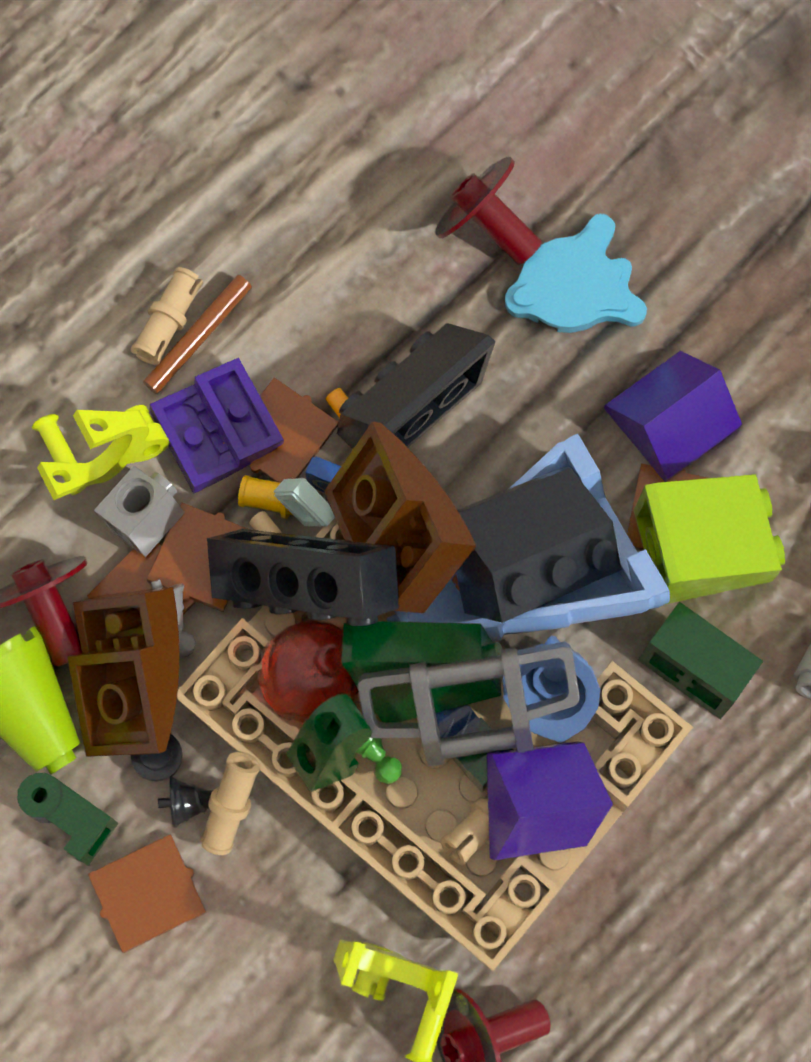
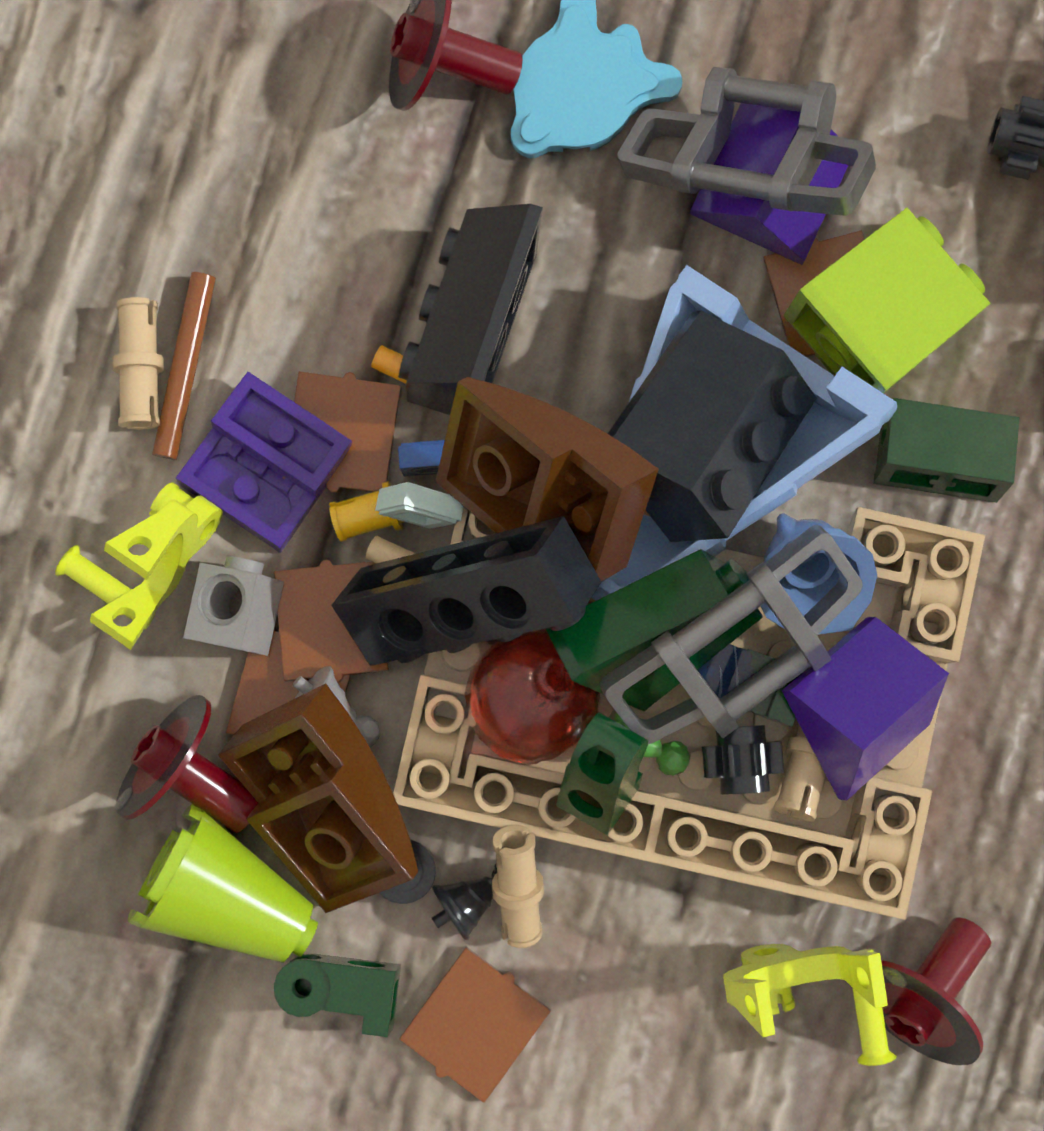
camera: 25 degrees left, 10 degrees up
(436, 794) = (743, 760): none -> black gear
(644, 357) = (710, 130): none -> flat silver bar

